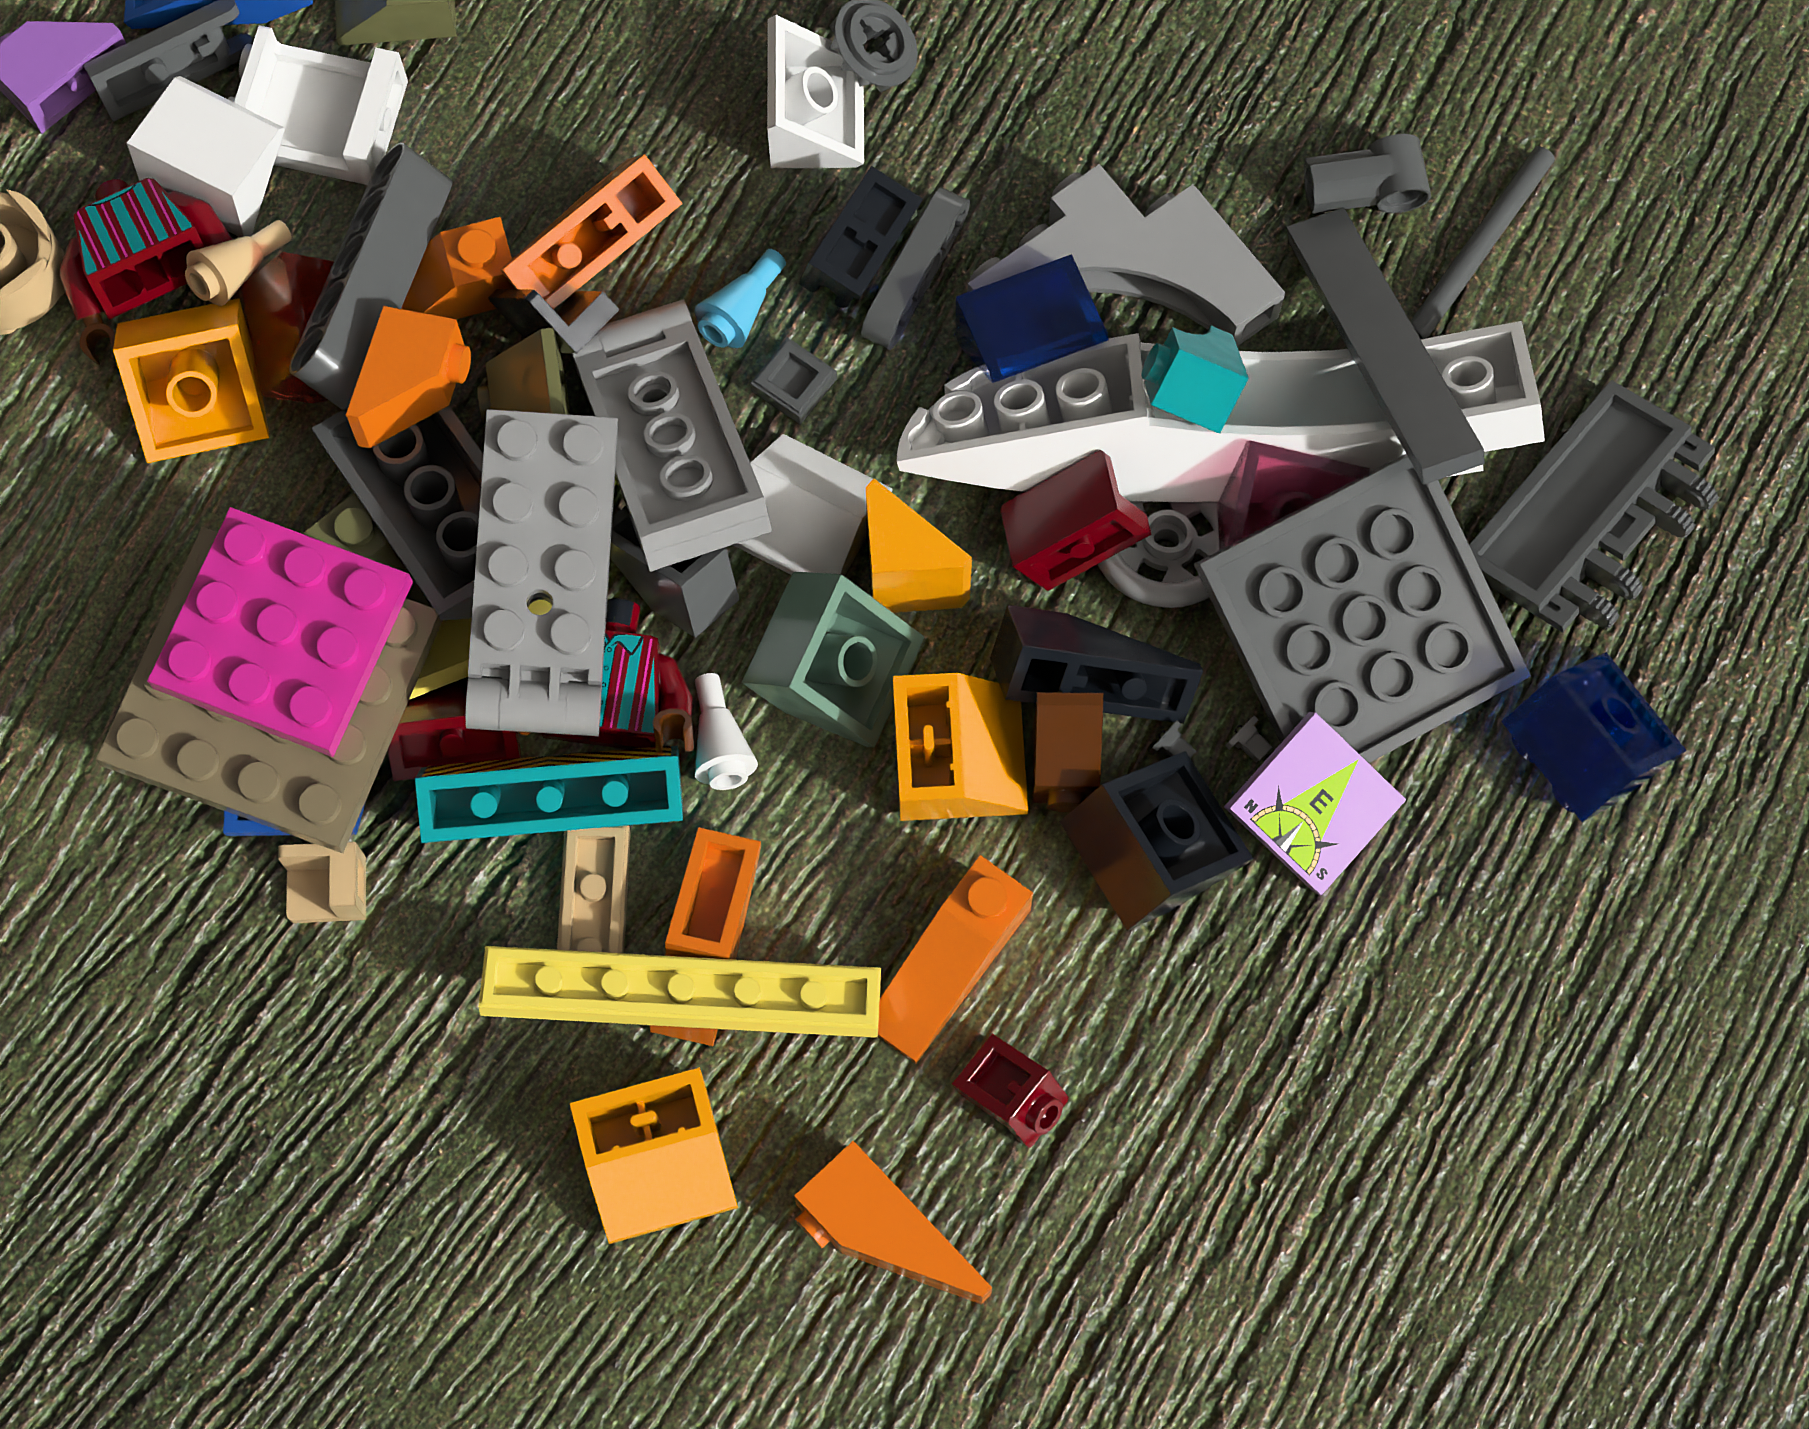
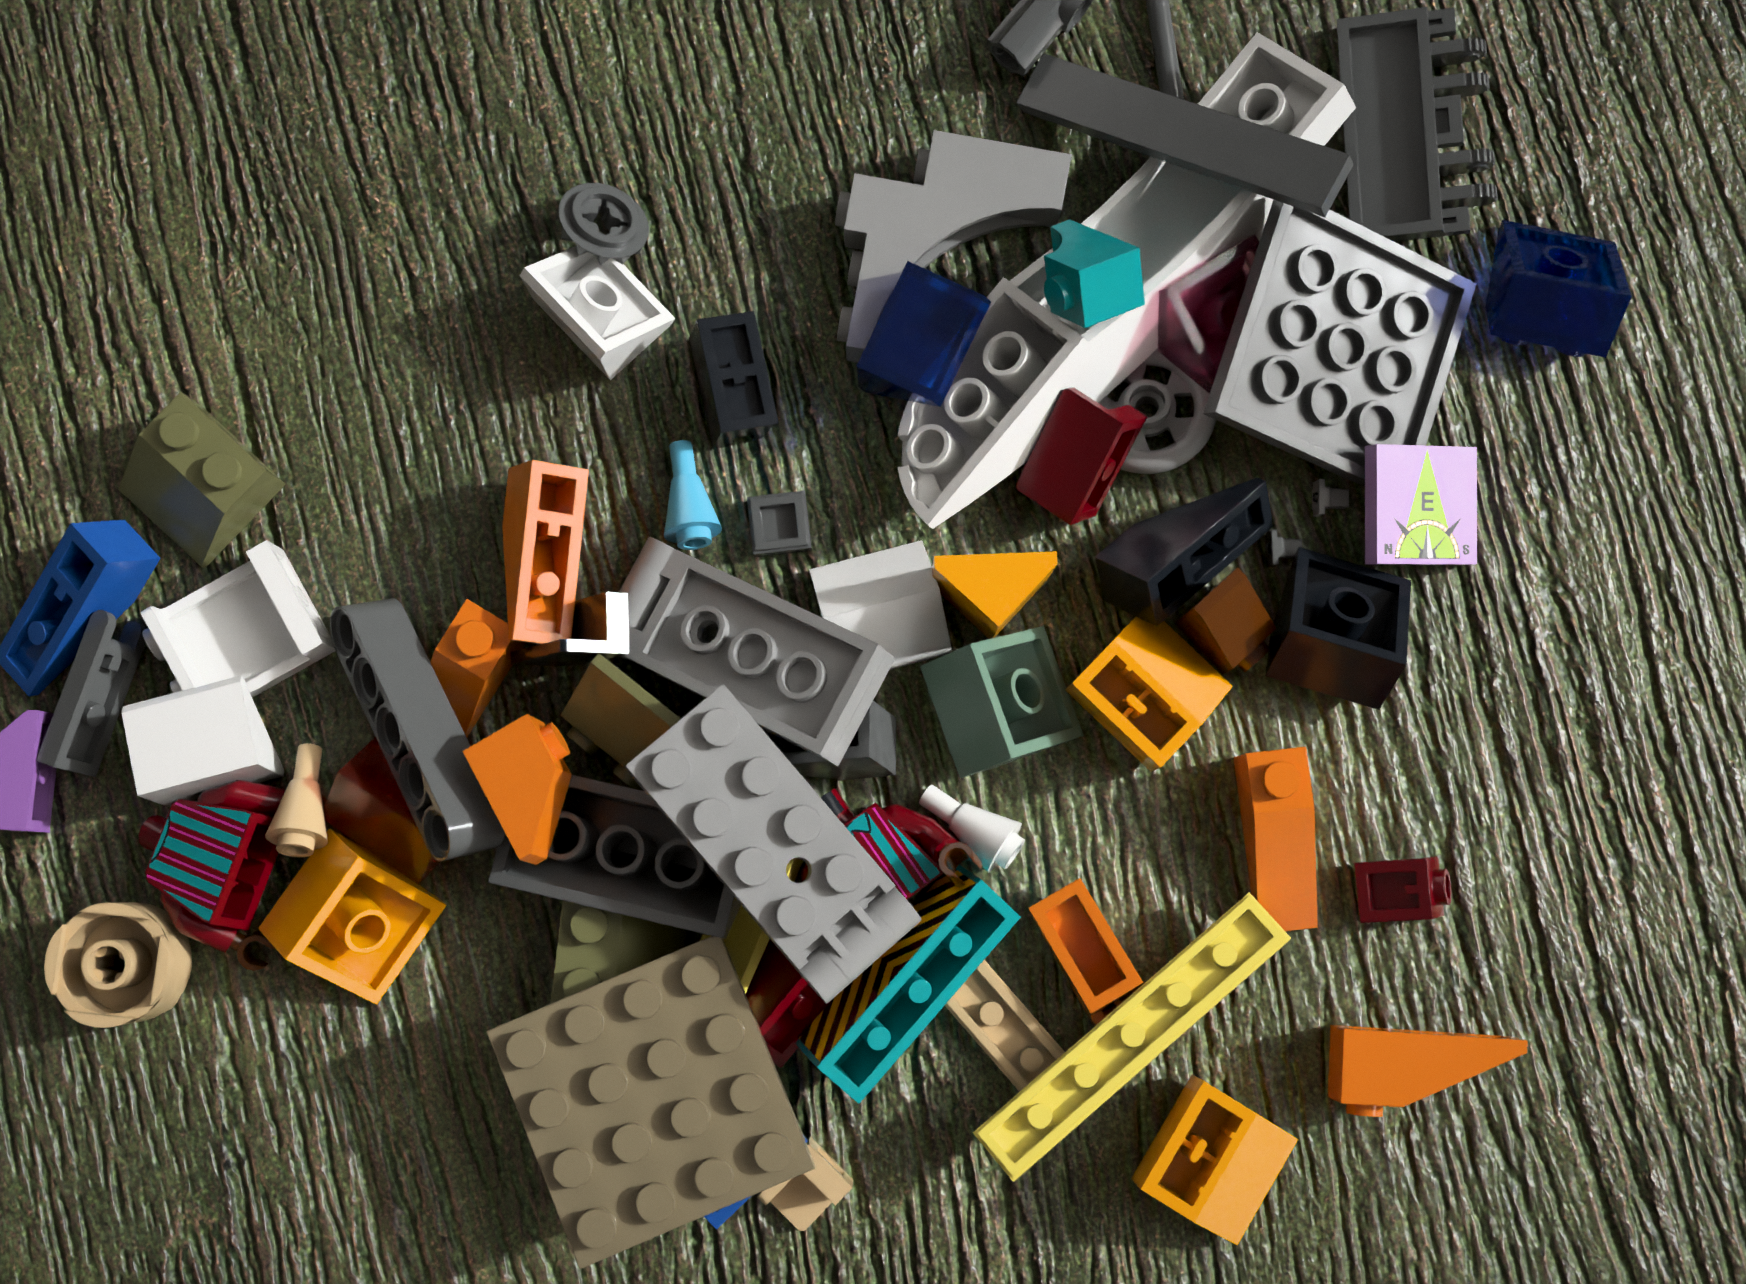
camera: 45 degrees left, 10 degrees up
(280, 631) = (626, 1059): dark pink plate -> none
(915, 268) = (790, 365): dark grey beam -> none

